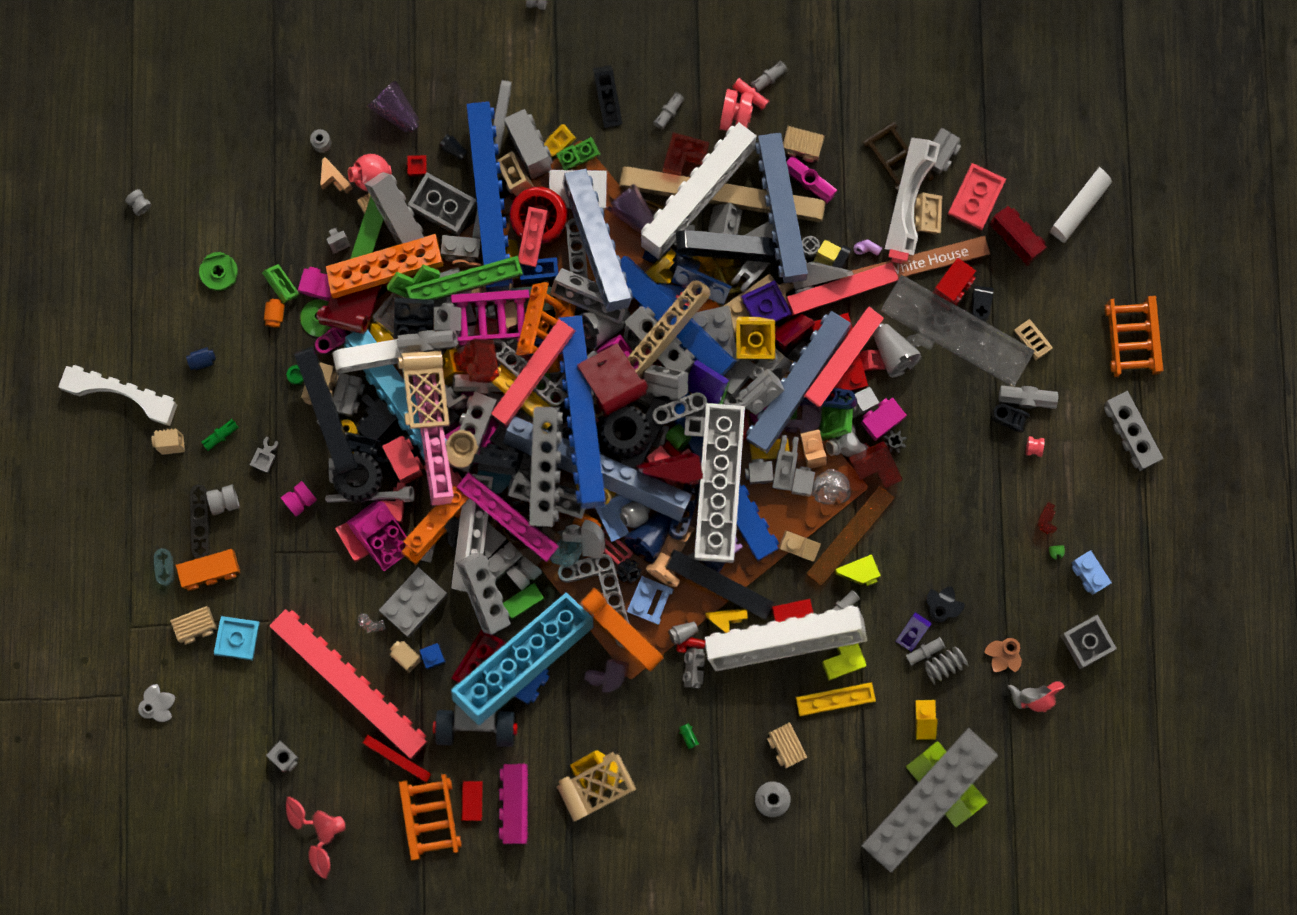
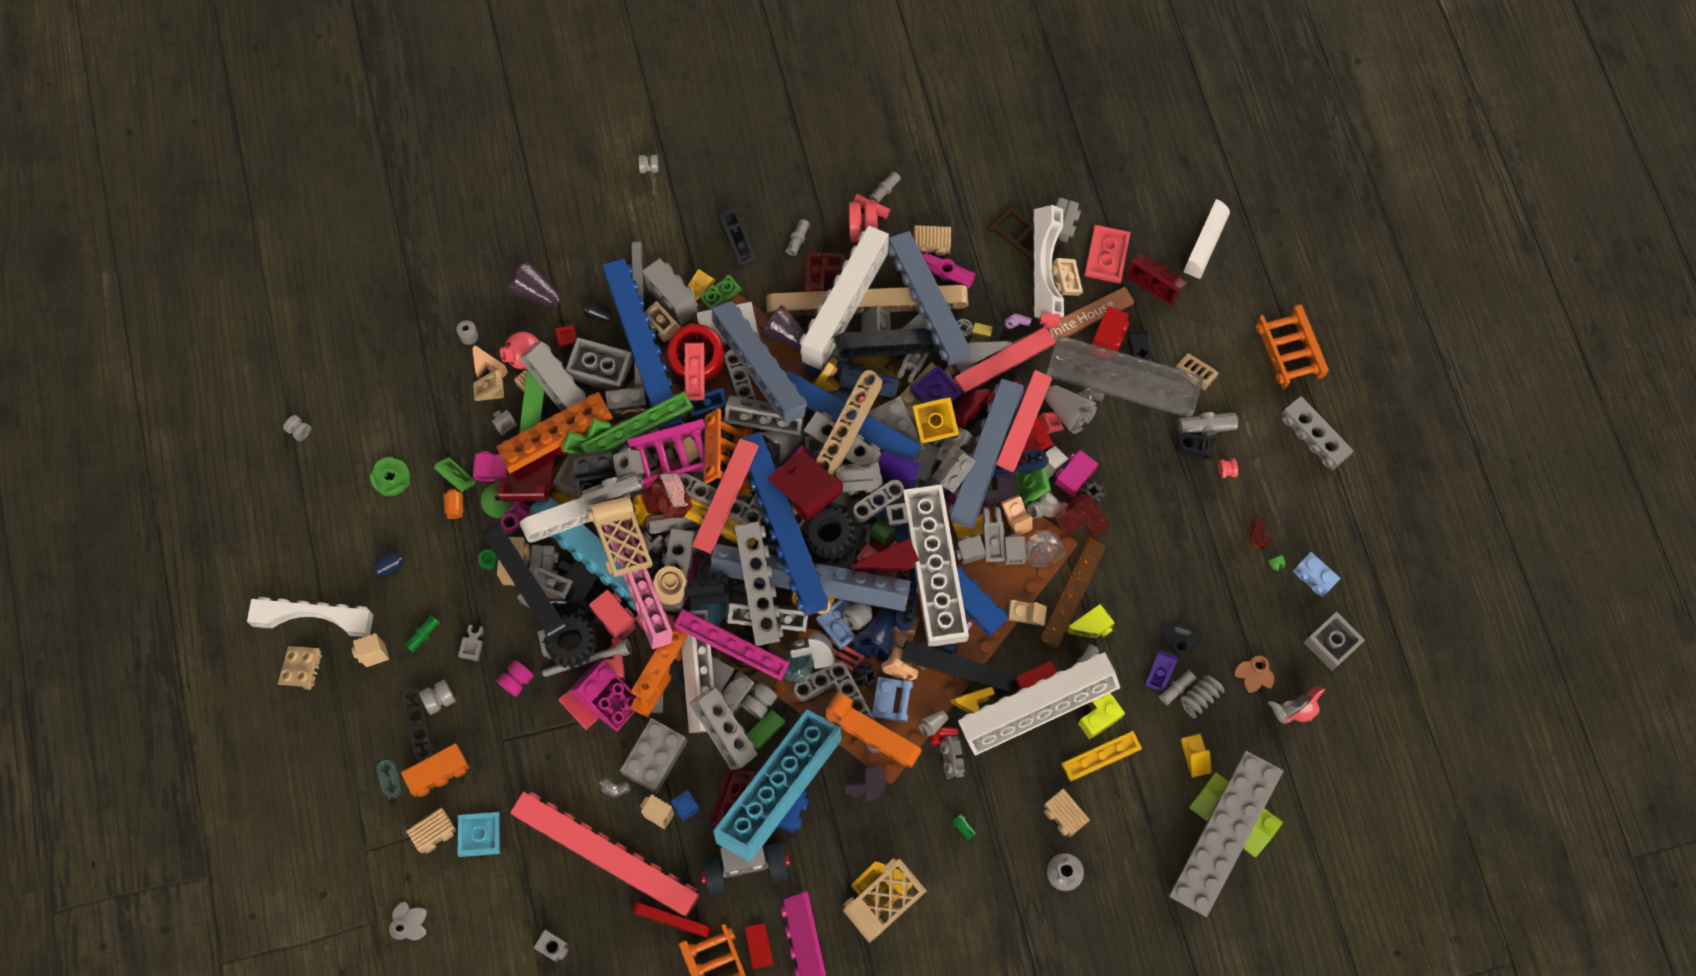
camera: 15 degrees left, 10 degrees down
(99, 441) = (300, 667): none -> tan hinge
(330, 201) = (489, 386): none -> tan slope
(351, 417) = (552, 584): none -> light grey slope

